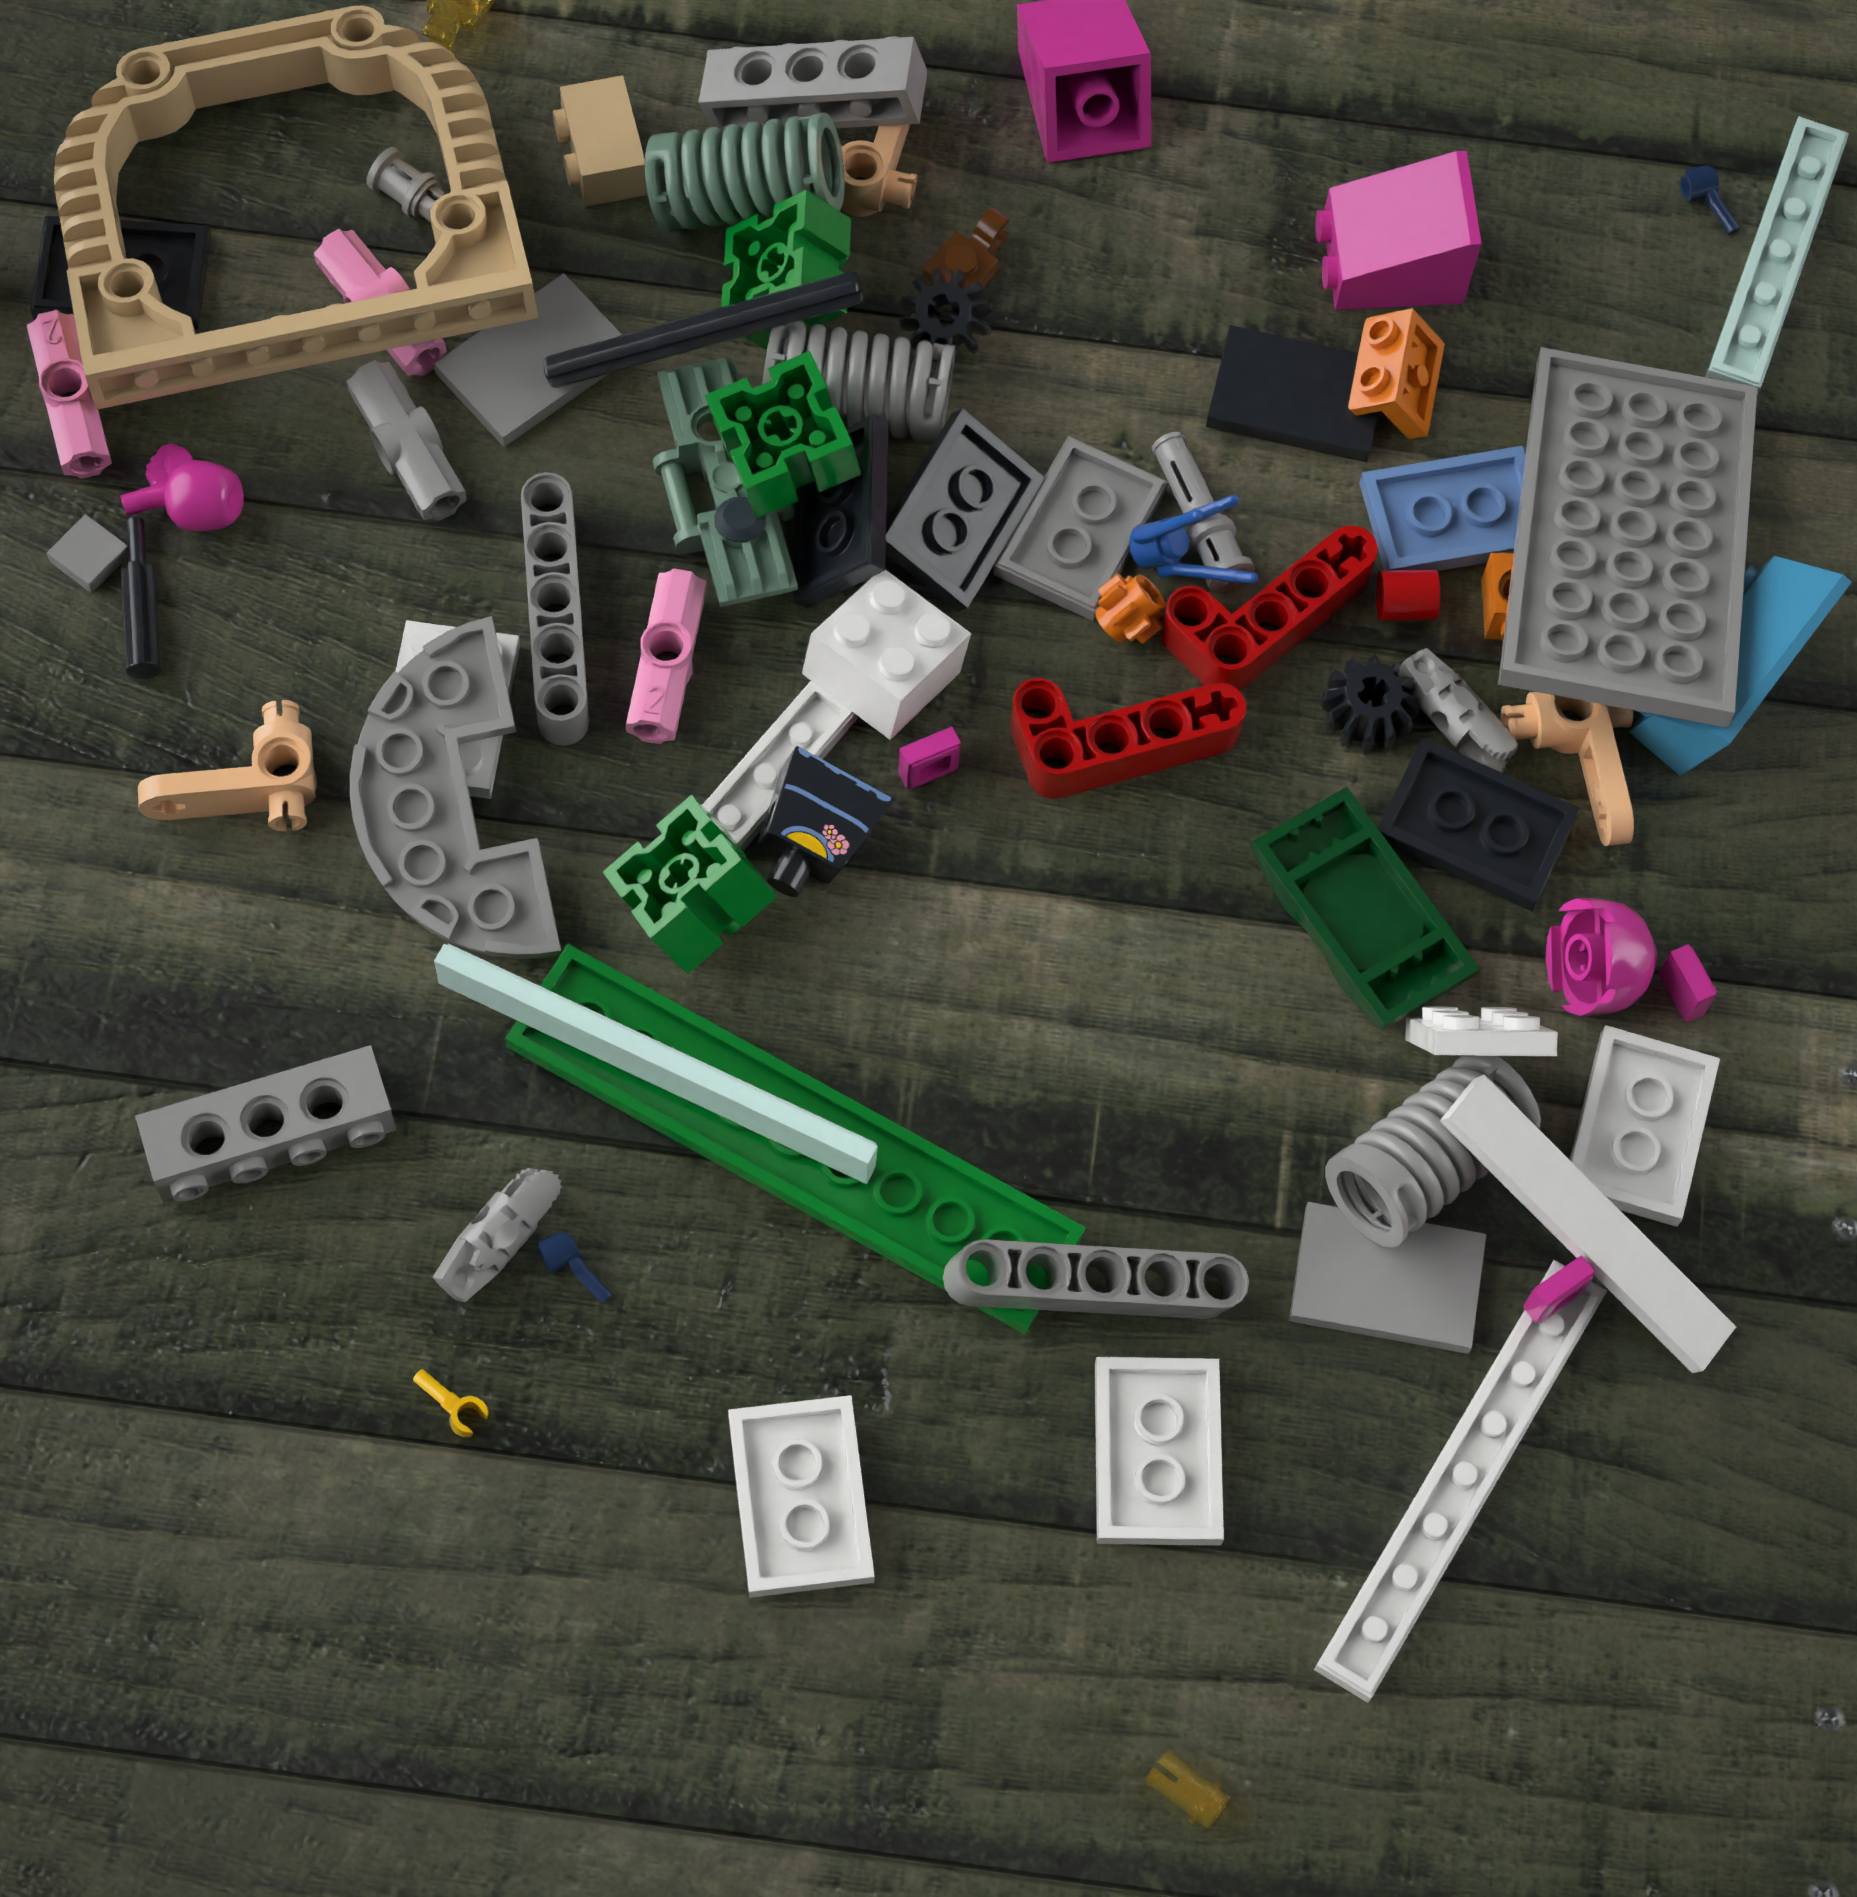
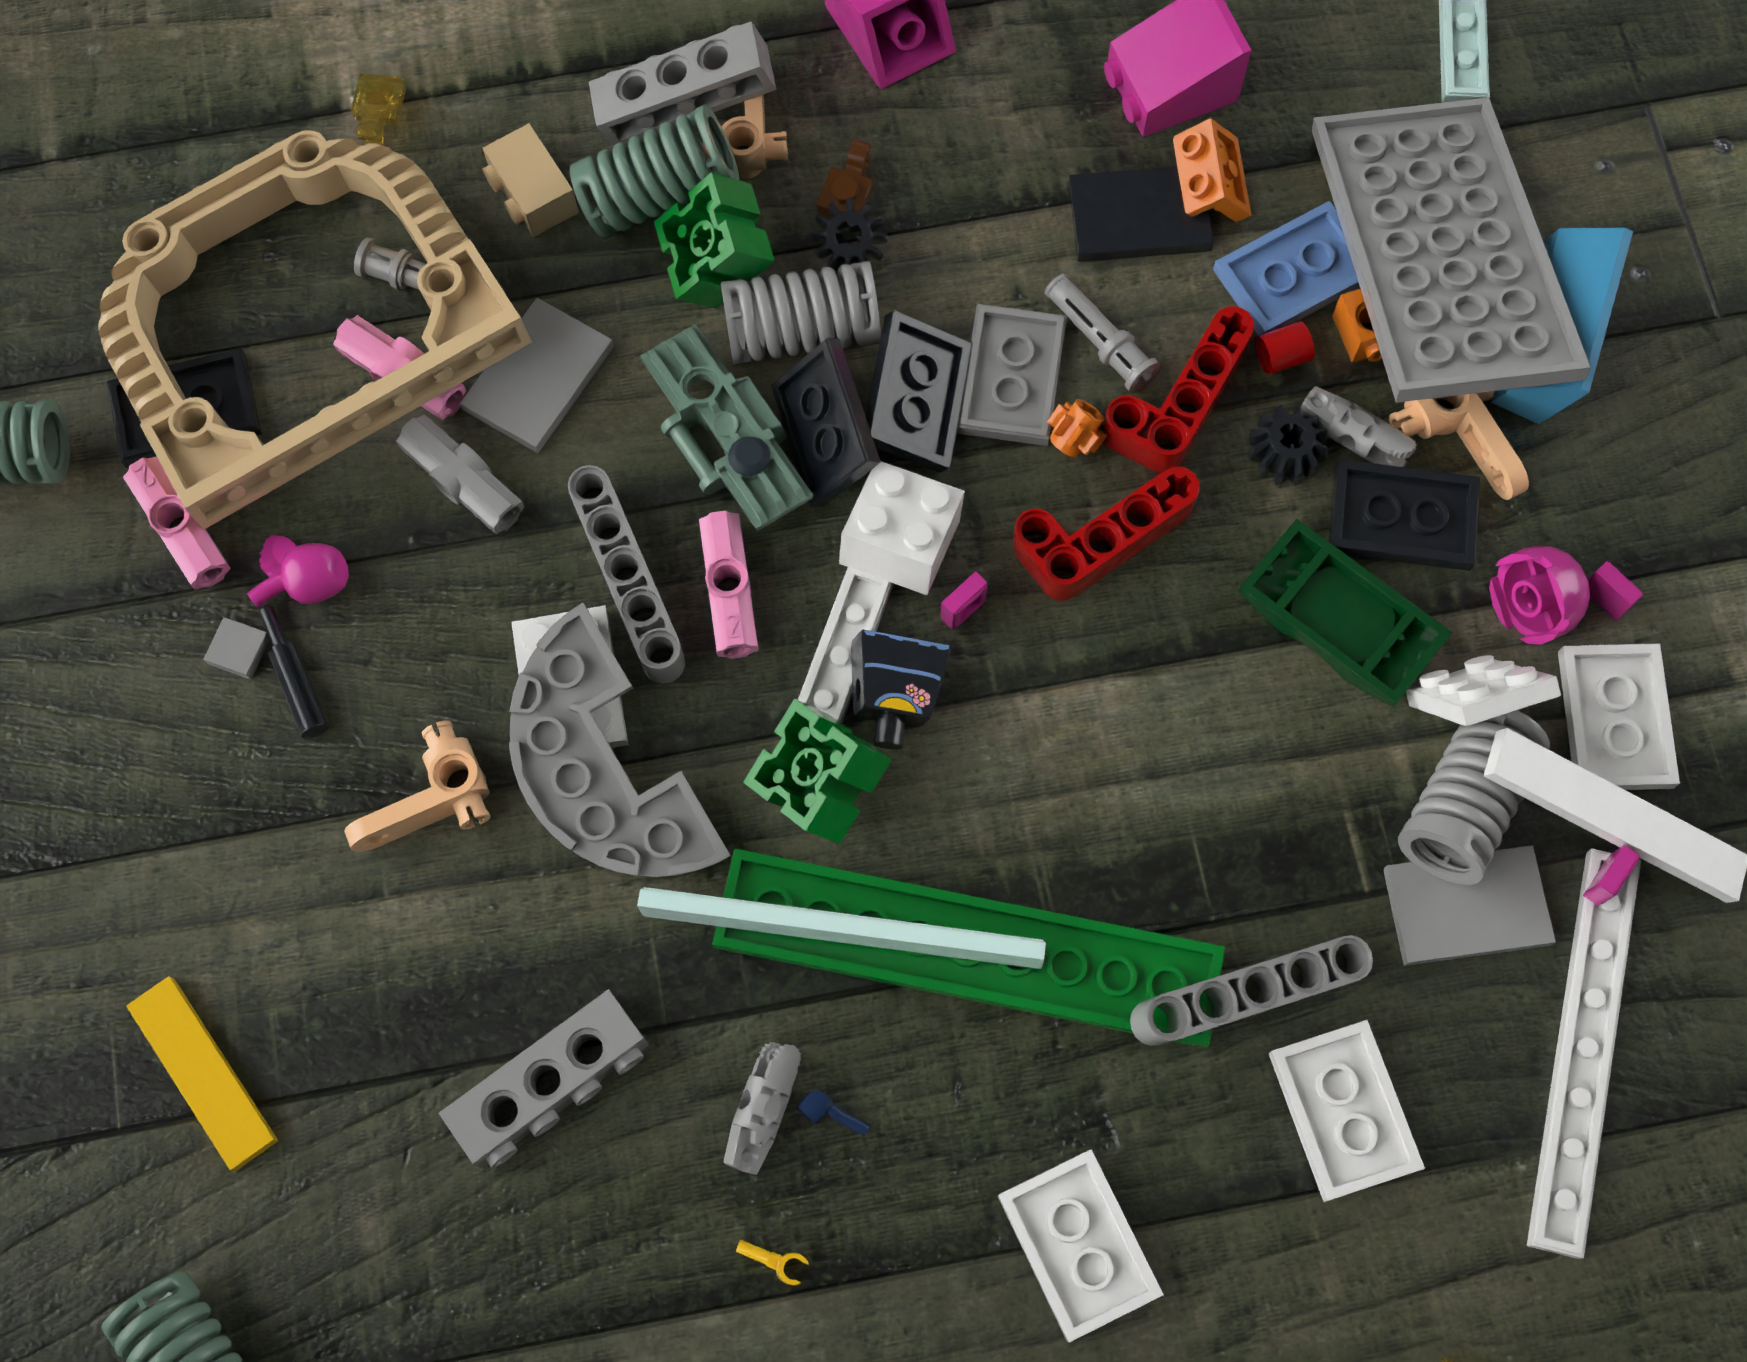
camera: 10 degrees left, 5 degrees up
(704, 329) = (668, 310): black axle -> none
(783, 434) = (763, 378): green brick -> none
(1165, 541) = (1085, 363): blue plant -> none

